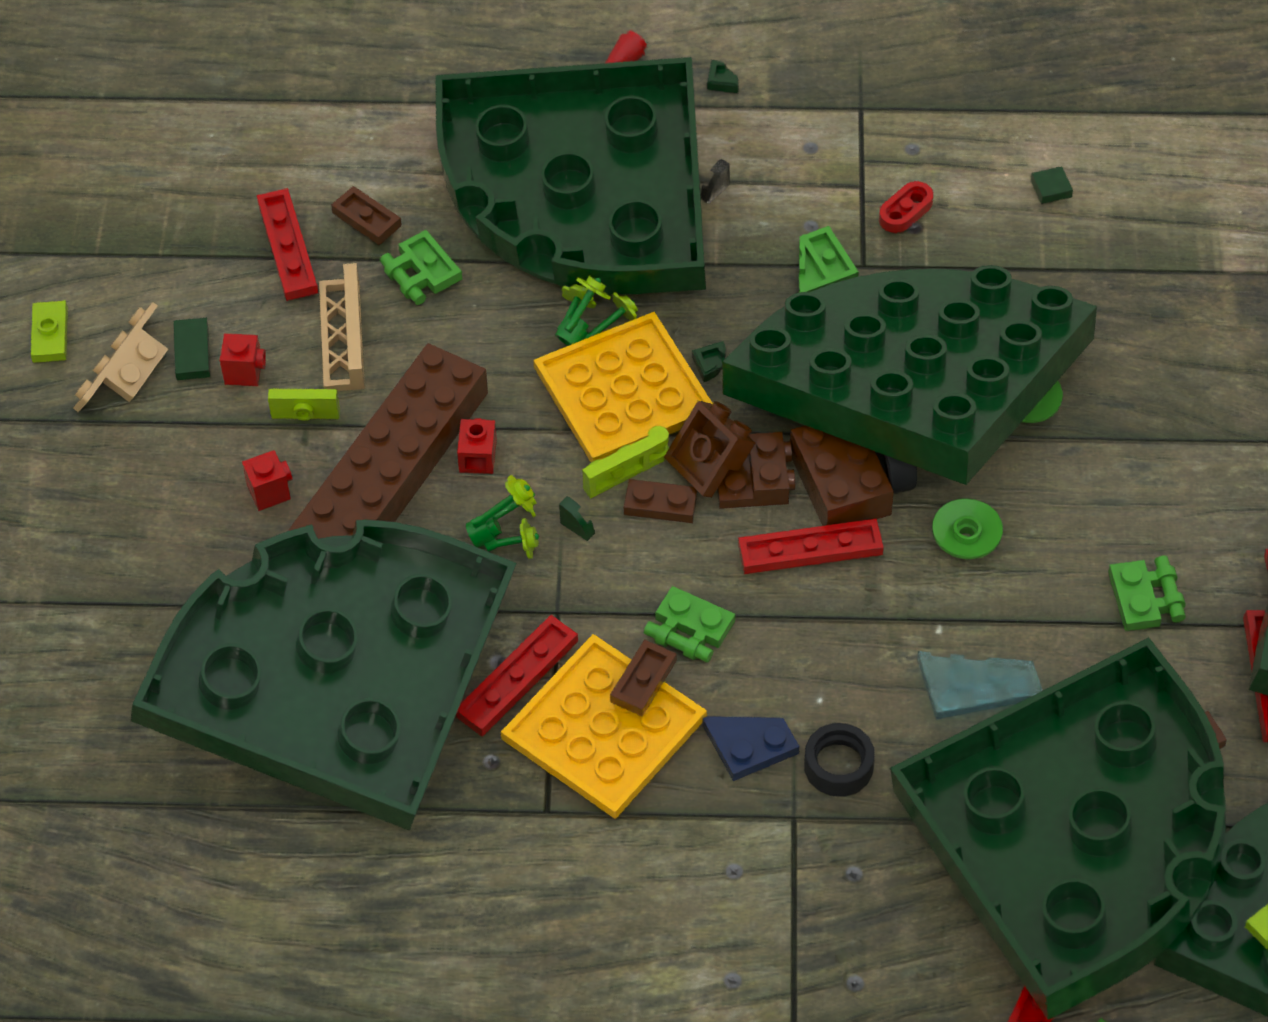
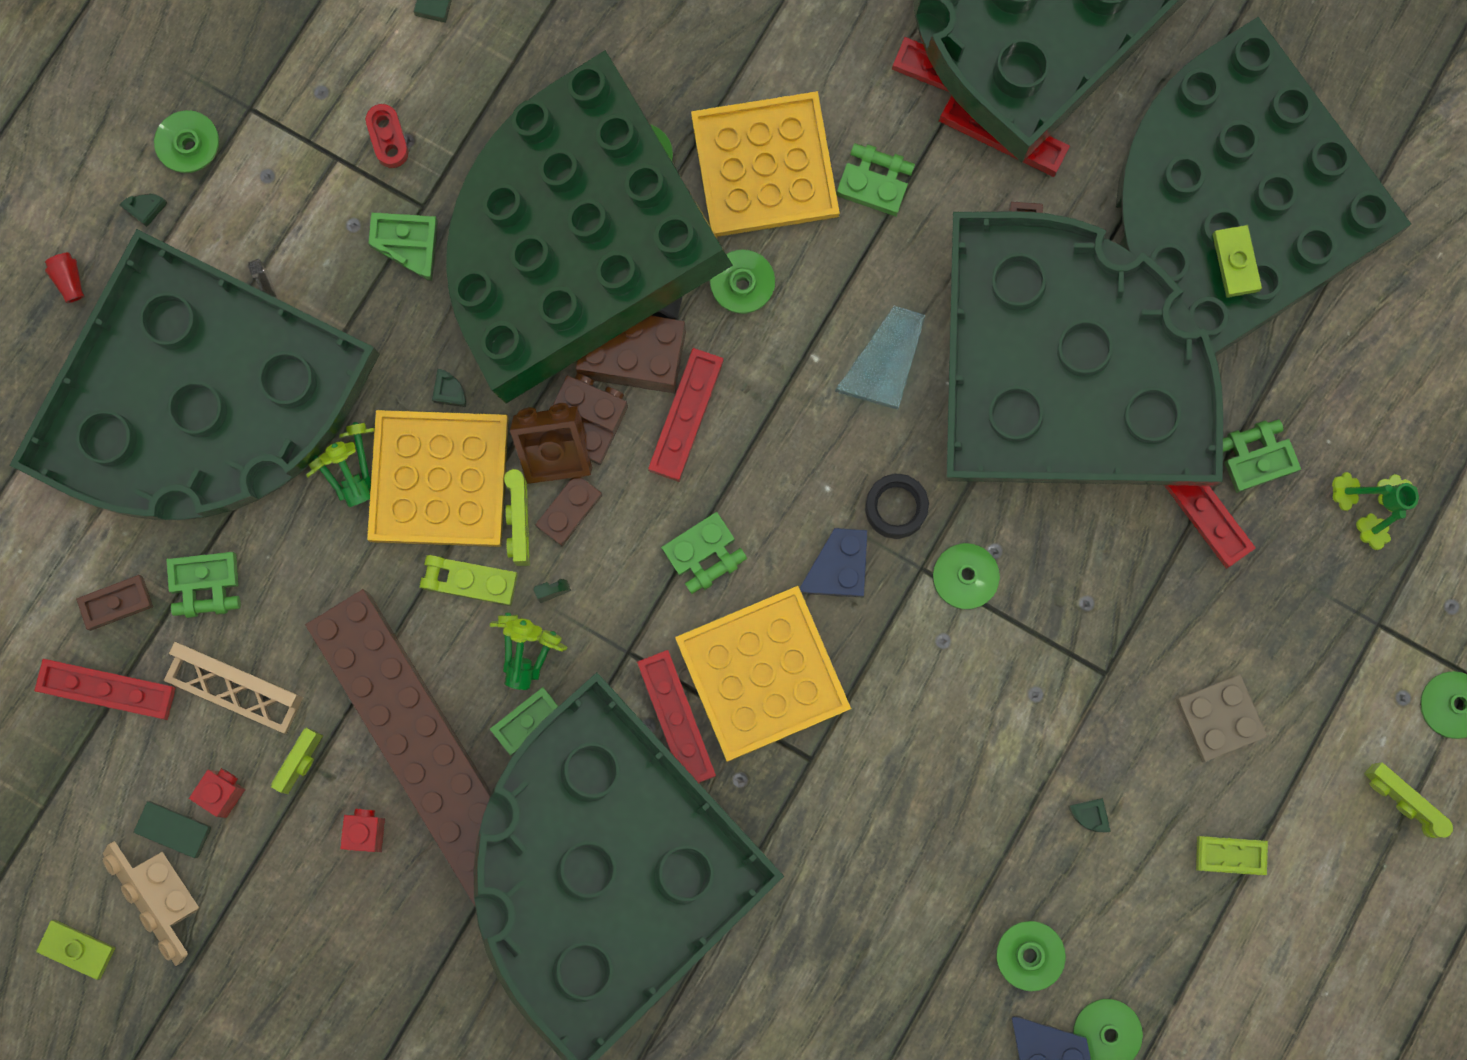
camera: 60 degrees left, 25 degrees up
(477, 446) = (428, 633): red brick -> none
(546, 457) = (470, 580): none -> lime plate
(643, 678) = (746, 621): reddish brown plate -> none
(797, 75) = (179, 130): none -> bright green dish
(808, 873) = (962, 592): none -> bright green dish
(1092, 496) = (765, 164): none -> yellow plate

